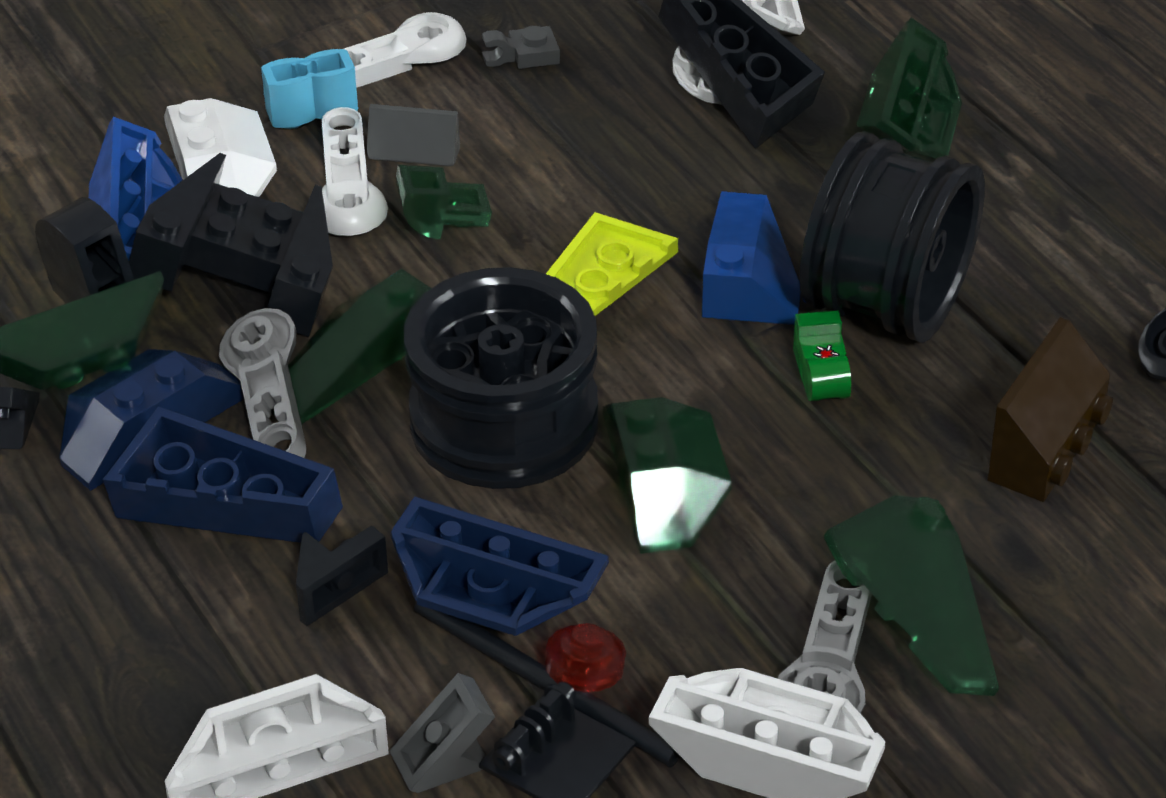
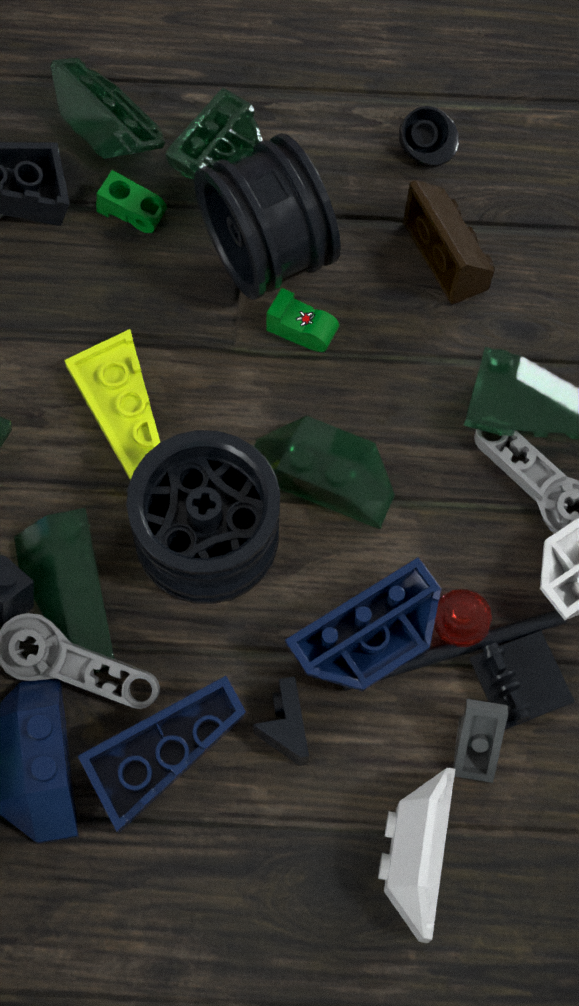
camera: 60 degrees left, 25 degrees up
(748, 264) = (174, 304): blue wedge -> none
(816, 165) = (130, 202): none -> green leg
(1011, 177) = (218, 132): none -> clear green wedge

